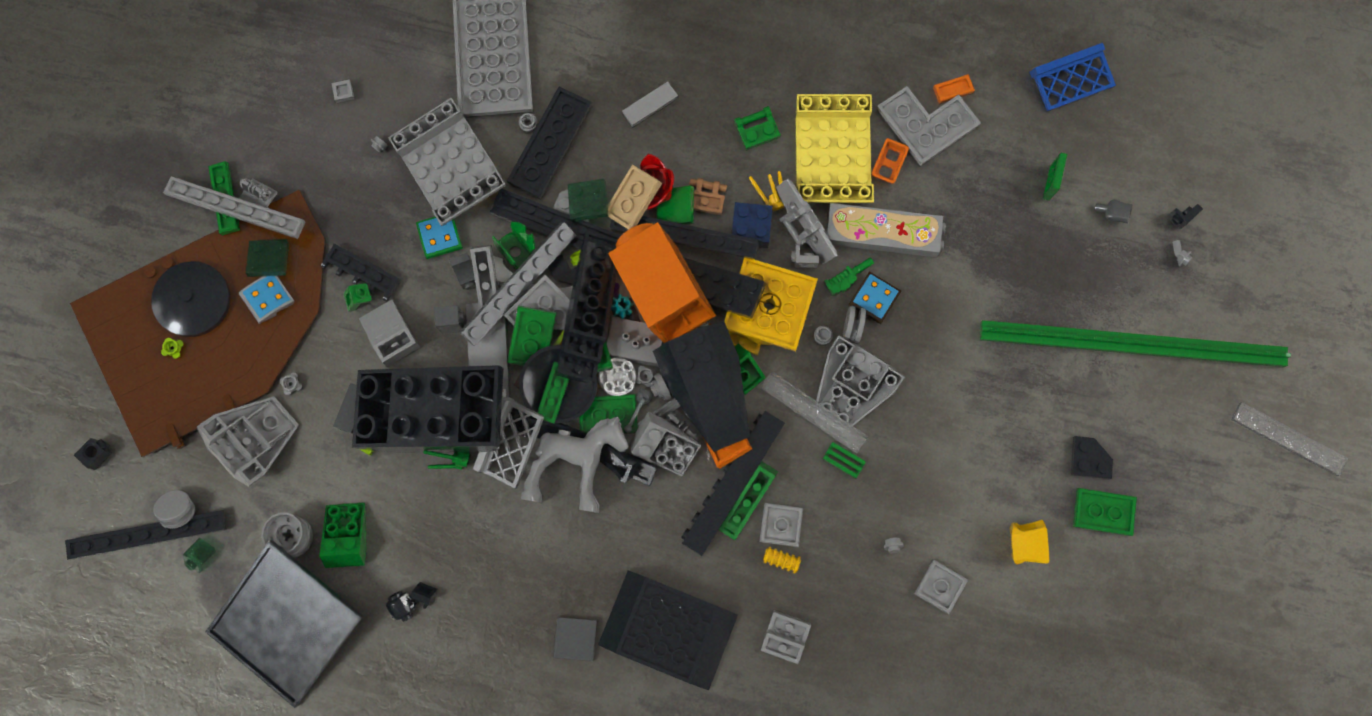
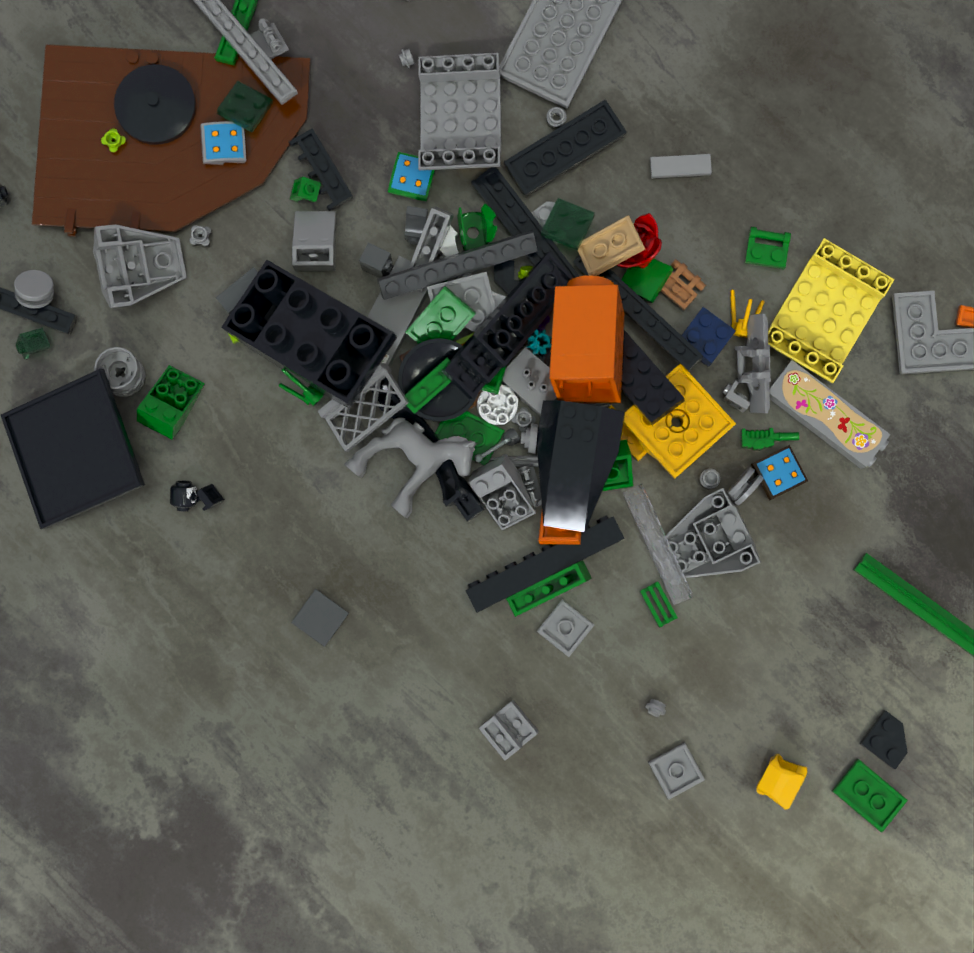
camera: 30 degrees right, 5 degrees up
(668, 630) = (406, 660): black slope -> none
(782, 559) = (546, 659): yellow piece -> none
(890, 144) = (867, 348): orange piece -> none

